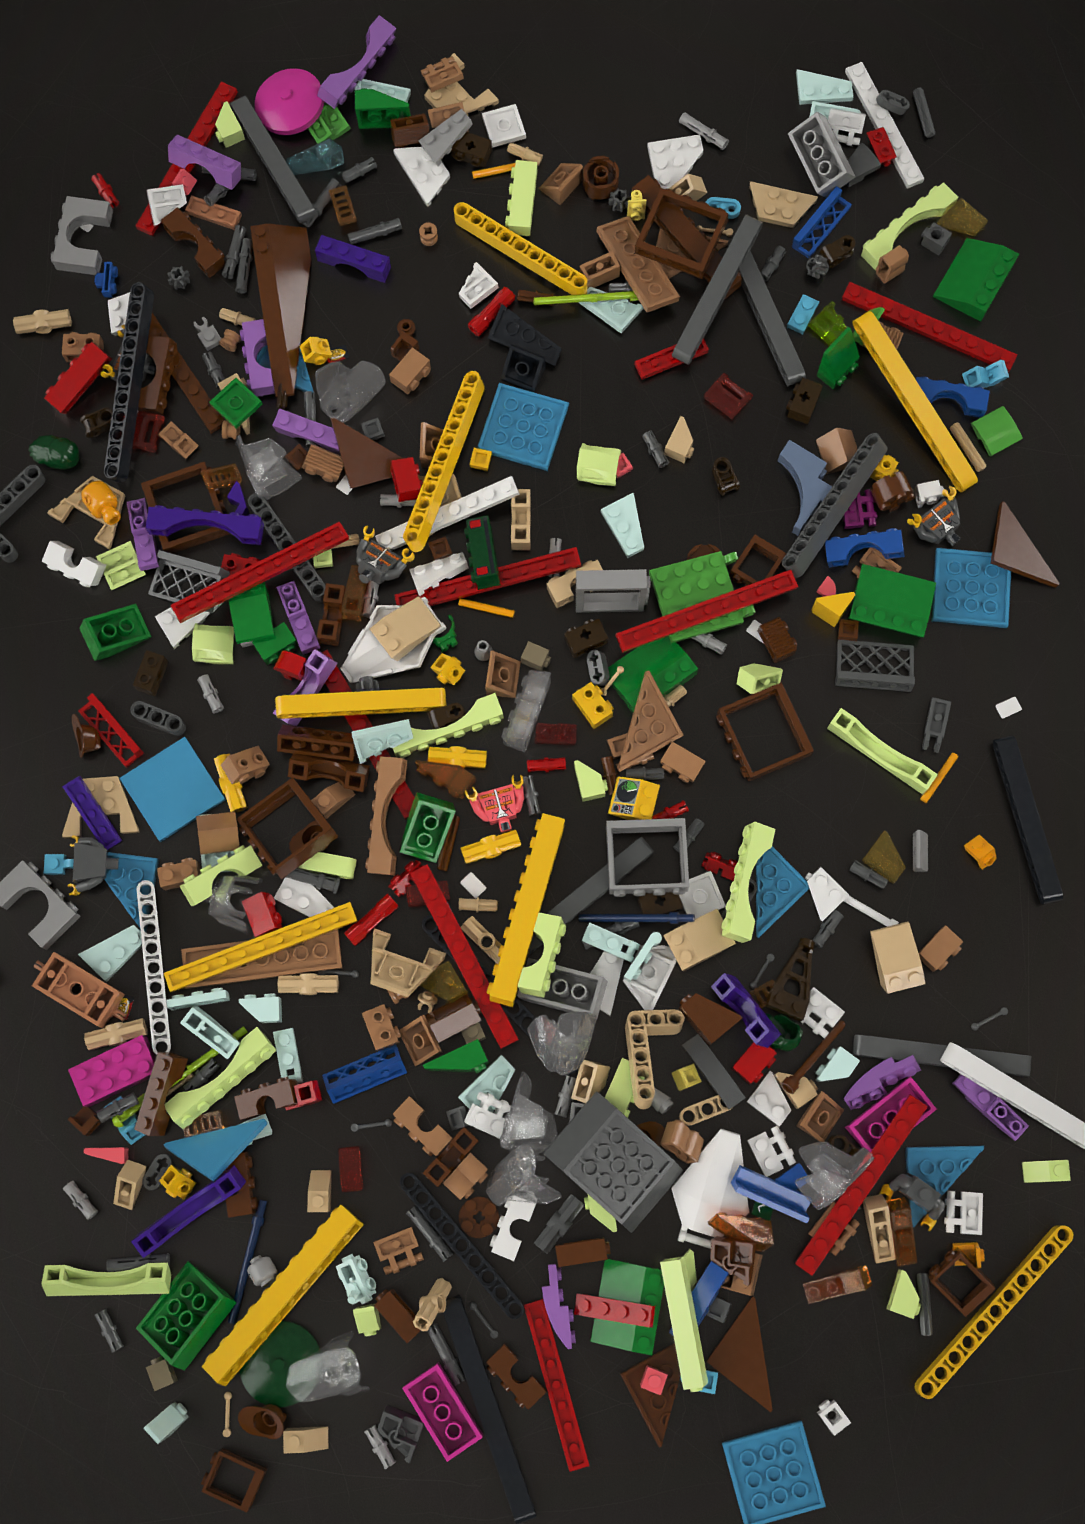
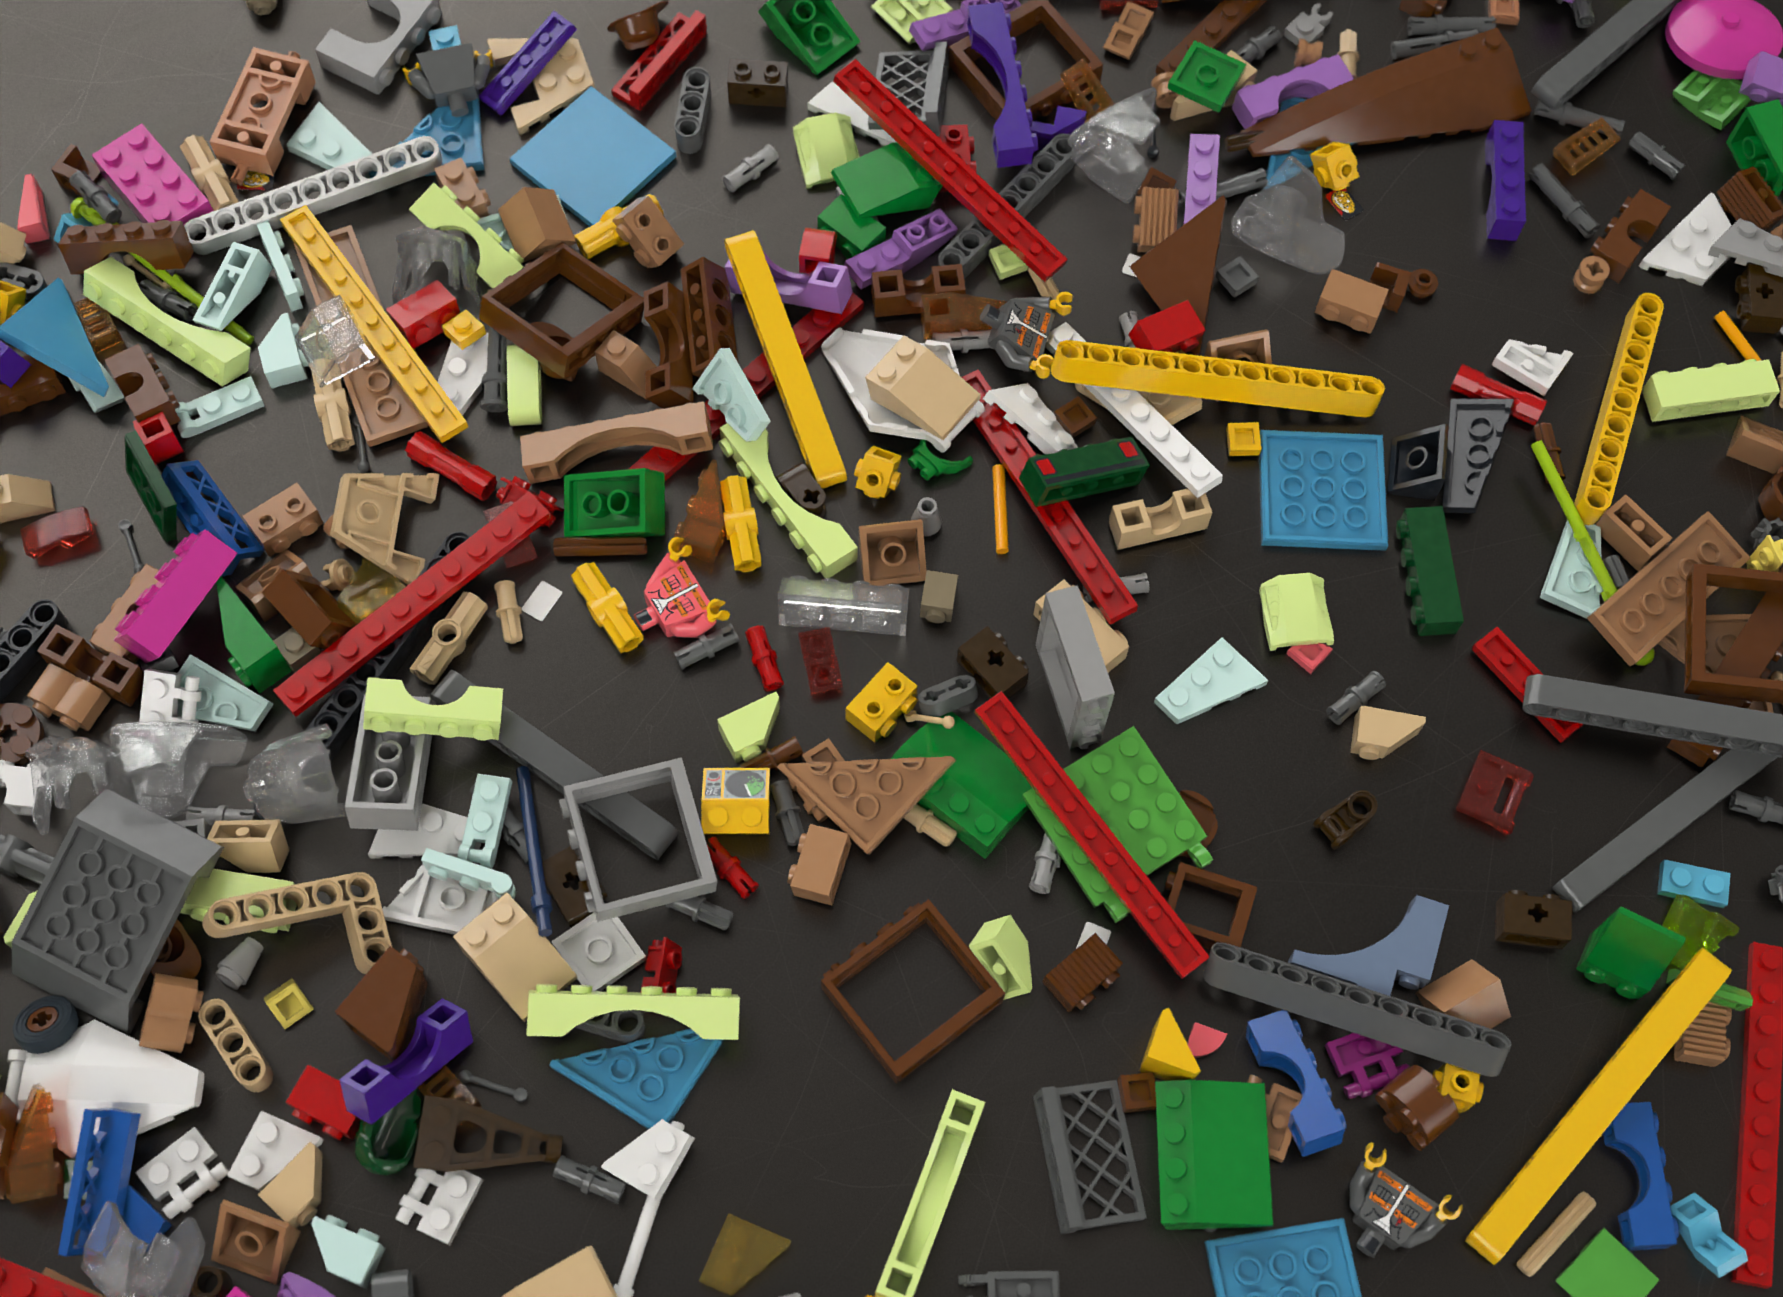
camera: 70 degrees right, 10 degrees down
(273, 972) = (333, 341): none -> clear slope
(281, 892) = (464, 329): none -> yellow plate
(317, 158) = (1649, 94): clear light blue slope -> none
(339, 1103) = (150, 486): none -> dark green tile
(367, 683) = (820, 368): dark grey gear -> none
(398, 194) = (1639, 218): none -> reddish brown arch
(426, 1095) = (175, 596): none -> dark pink brick
(525, 914) = (521, 675): yellow brick -> none
(591, 385) = (1430, 571): none -> dark green brick
(678, 1212) = (60, 1025): none -> black bush
(713, 1071) = (293, 1043): dark grey slope -> none
(791, 1083) = (296, 1169): reddish brown piece -> none
(867, 874) = (703, 1230): dark grey axle -> none
(928, 493) = (1440, 1177): white brick -> none

